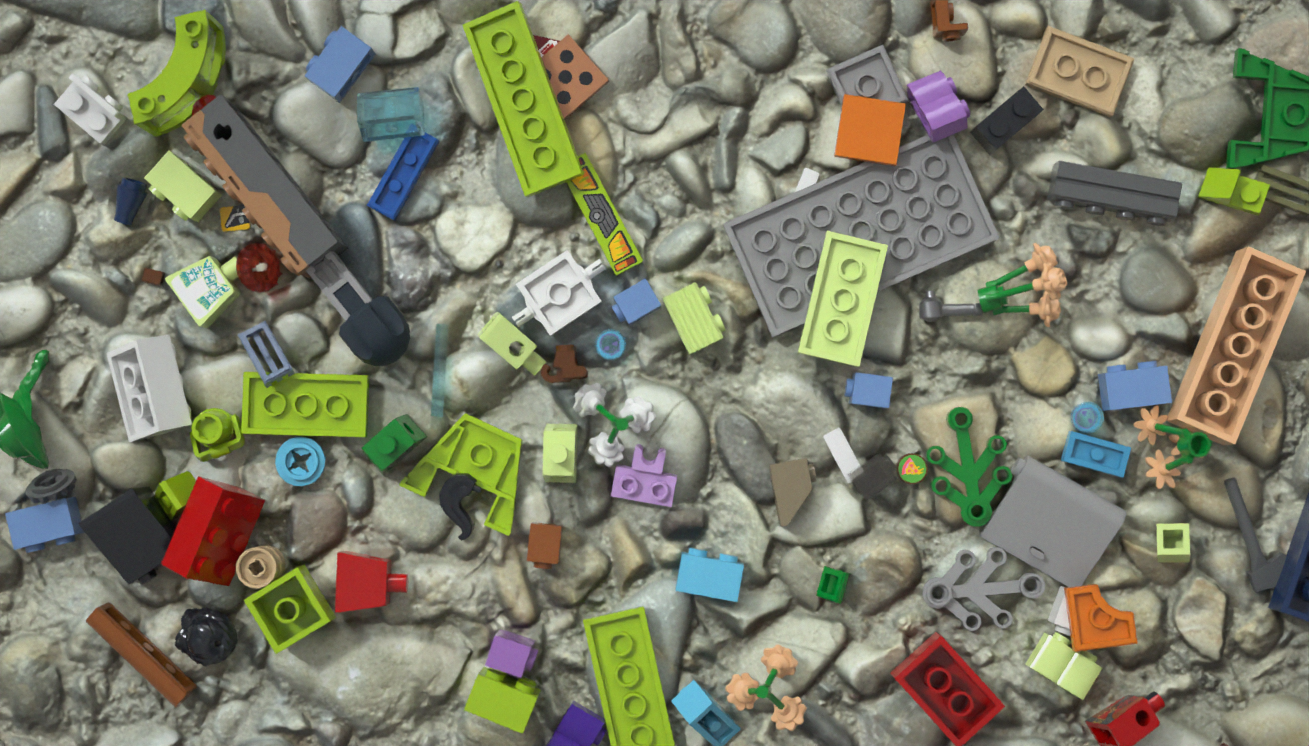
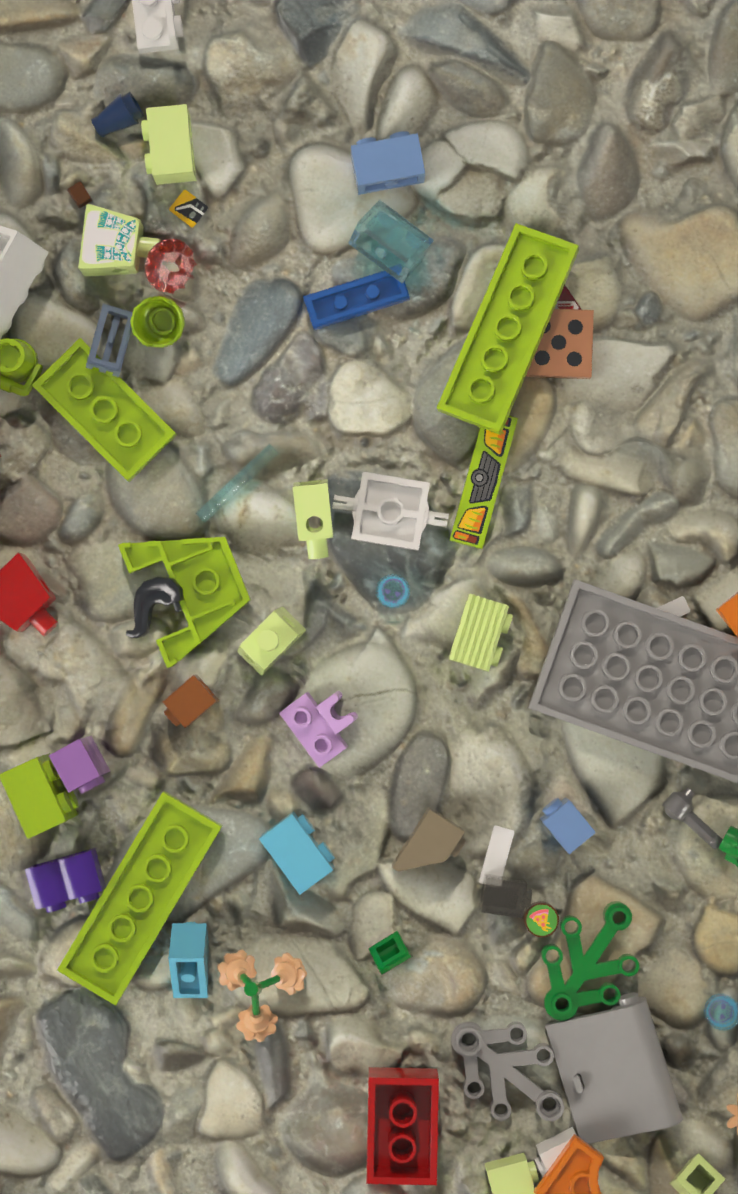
camera: 40 degrees right, 0 degrees up
(186, 77) = (253, 60): lime window -> none
(286, 312) = (157, 322): none -> lime hair
(286, 458) = (47, 440): medium azure gear -> none
(293, 226) = (228, 258): piece -> none
(393, 443) = (145, 507): green torso -> none
(566, 366) = (341, 574): reddish brown piece -> none
(635, 302) = (444, 577): medium blue brick -> none
(636, 415) = (360, 668): white plant -> none
(842, 299) = (615, 731): yellowish green plate -> none
(1096, 454) = (701, 1049): dark azure plate -> none

